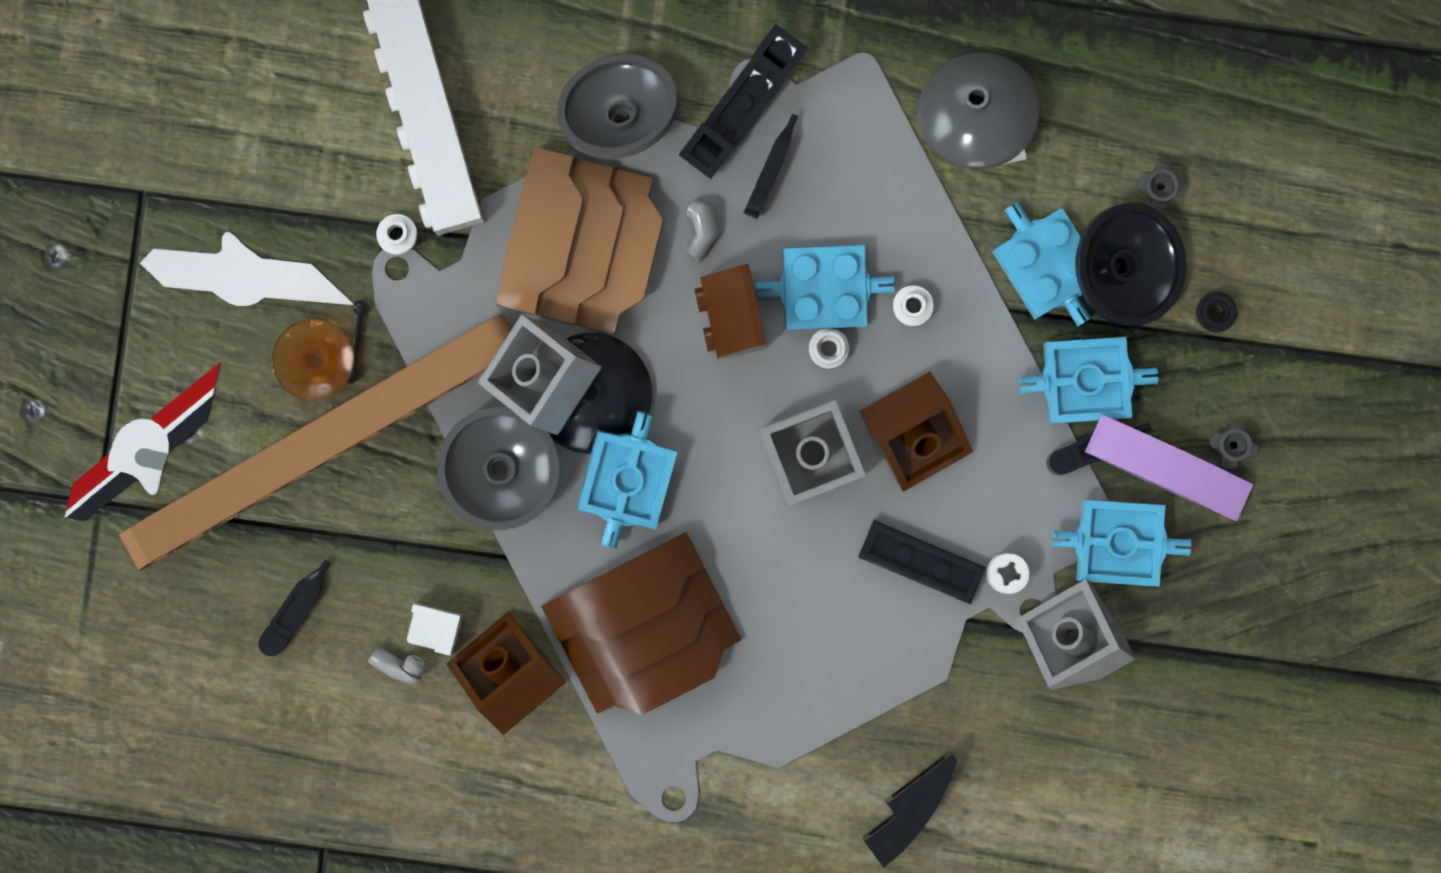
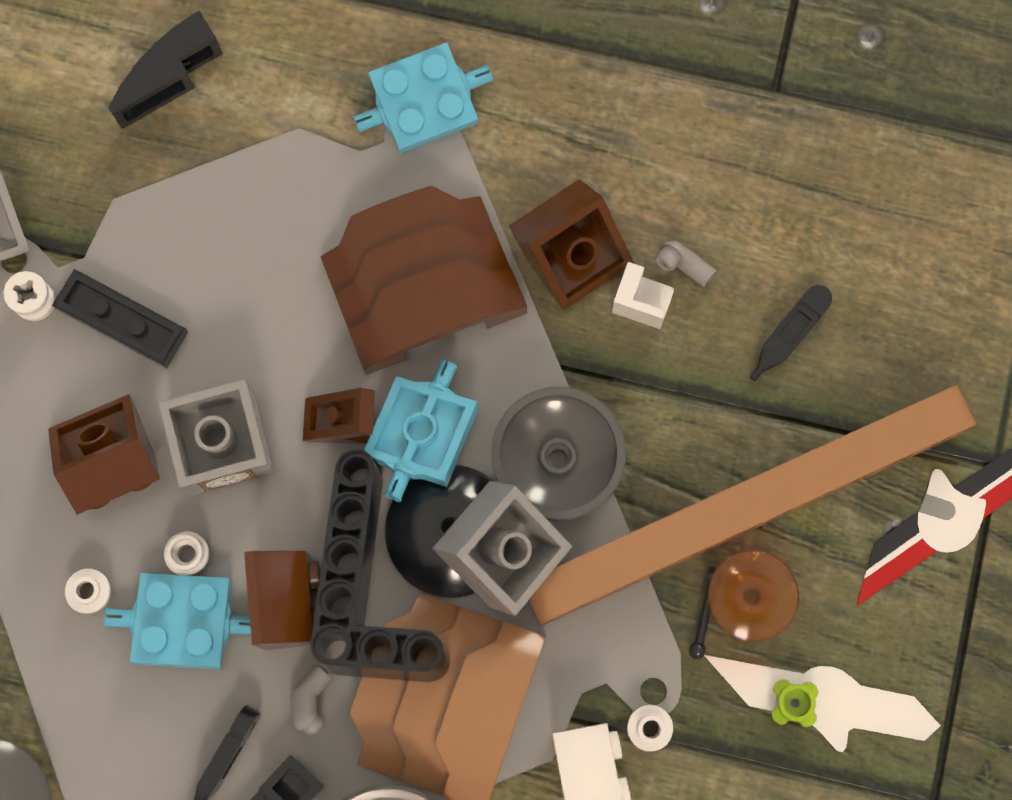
camera: 170 degrees left, 10 degrees down
(262, 260) = (804, 694): none -> lime plate
(660, 806) = (423, 98): none -> medium azure plate
(669, 332) = (355, 583): none -> black beam
(703, 485) = (340, 417): none -> reddish brown slope

